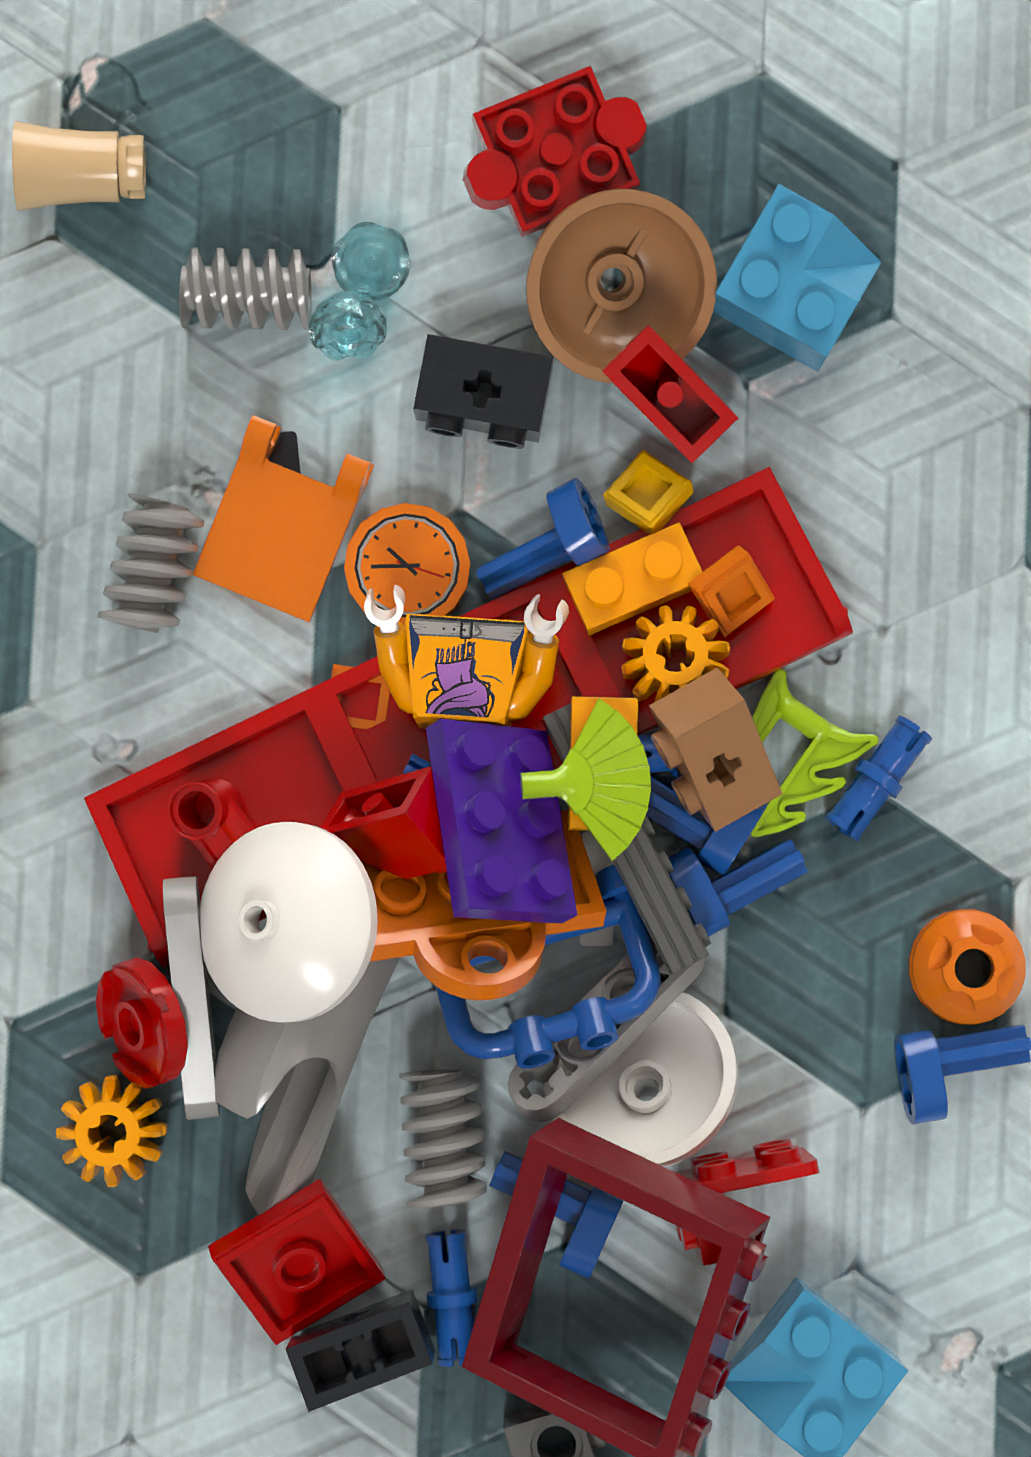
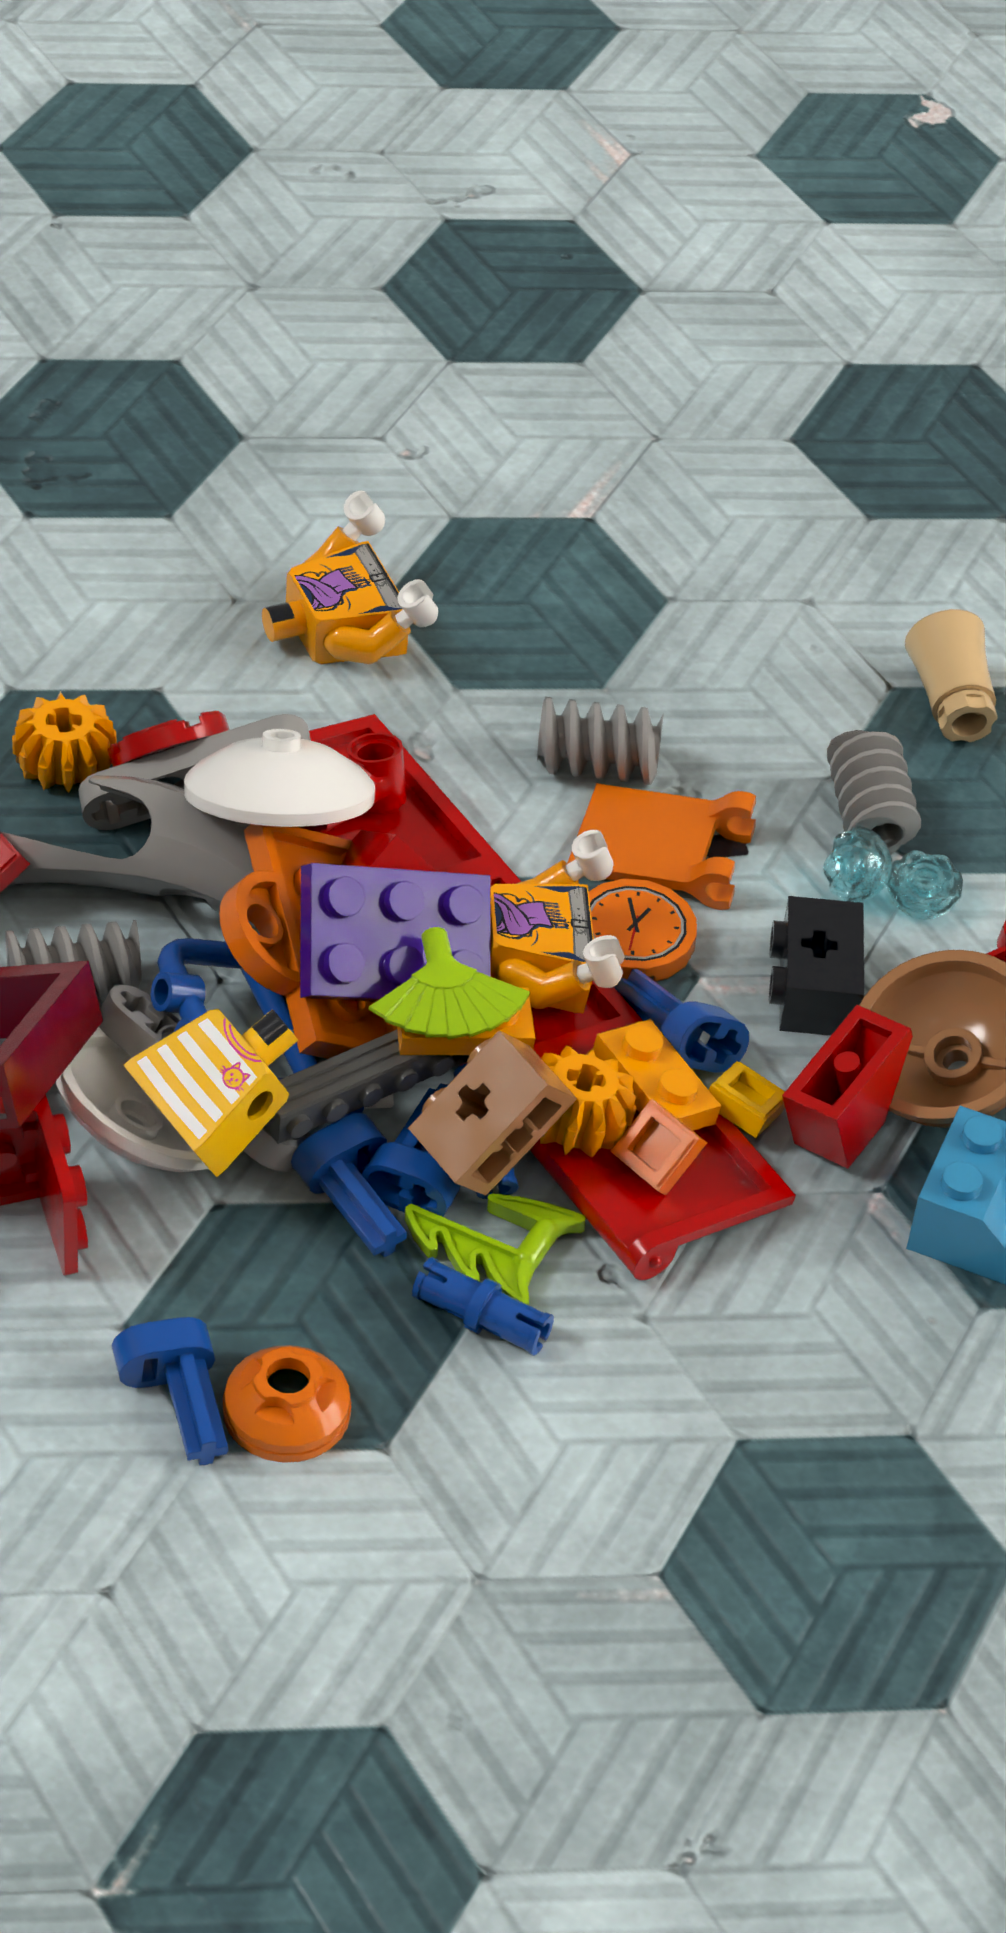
camera: 75 degrees right, 40 degrees down
(680, 1020) = (216, 1082): none -> yellow torso

